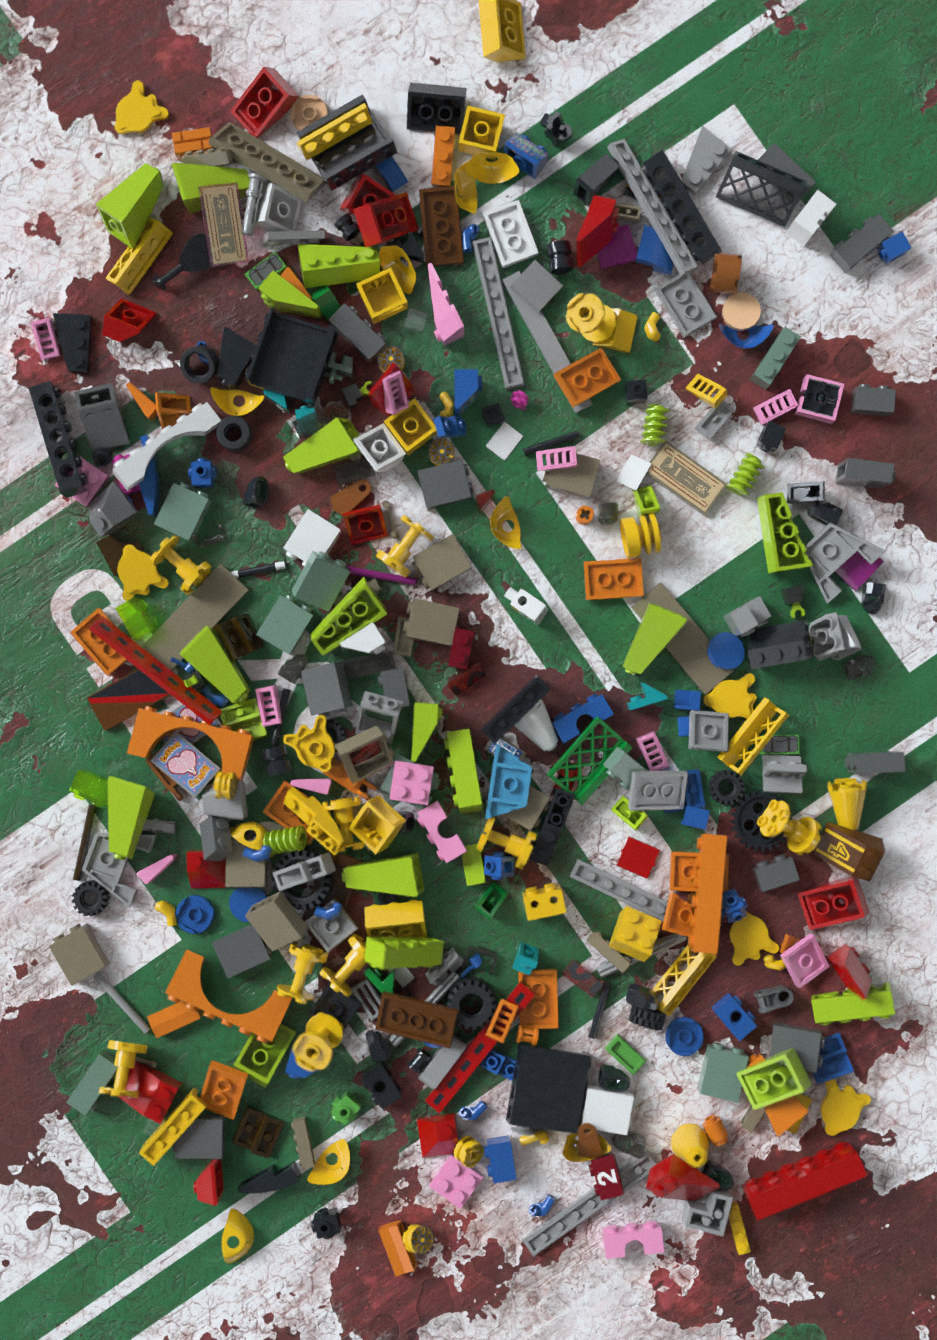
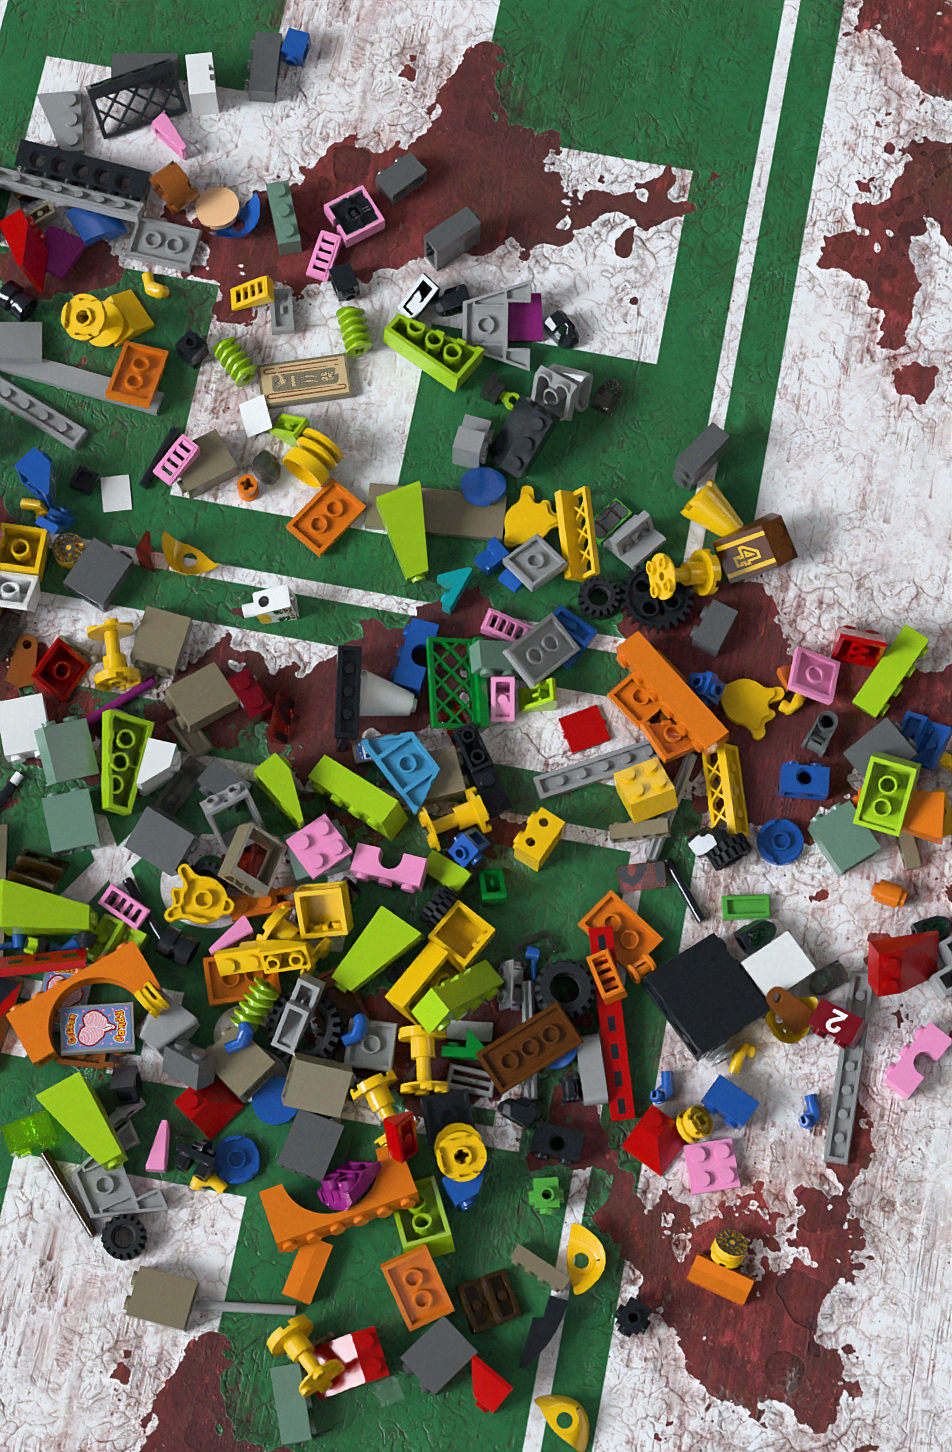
camera: 50 degrees left, 15 degrees down
(167, 888) = (200, 1156): none -> black hips
(171, 813) = (126, 1085): none -> black brick
(172, 1127) = (404, 1367): yellow fence -> none
(227, 706) = (87, 940): none -> black plate
(239, 830) = (207, 1040): yellow piece -> none
(240, 994) = (347, 1184): none -> magenta slope
(291, 1003) = (401, 1136): none -> red slope
(292, 668) = (115, 854): clear smoke rock -> none
(443, 914) = (462, 934): none -> yellow piece
(447, 885) = (438, 906): none -> black tyre
(499, 1064) = (645, 1023): blue slope -> none
(519, 399) = (96, 446): dark pink plate -> none
(526, 958) = (574, 906): teal slope -> none
(606, 795) = (502, 698): none -> bright pink slope
(691, 1144) = (879, 923): yellow cone -> none
(695, 817) = (598, 646): blue panel -> none
(758, 228) = (168, 134): none -> bright pink slope
(834, 903) = (788, 606): red slope -> none

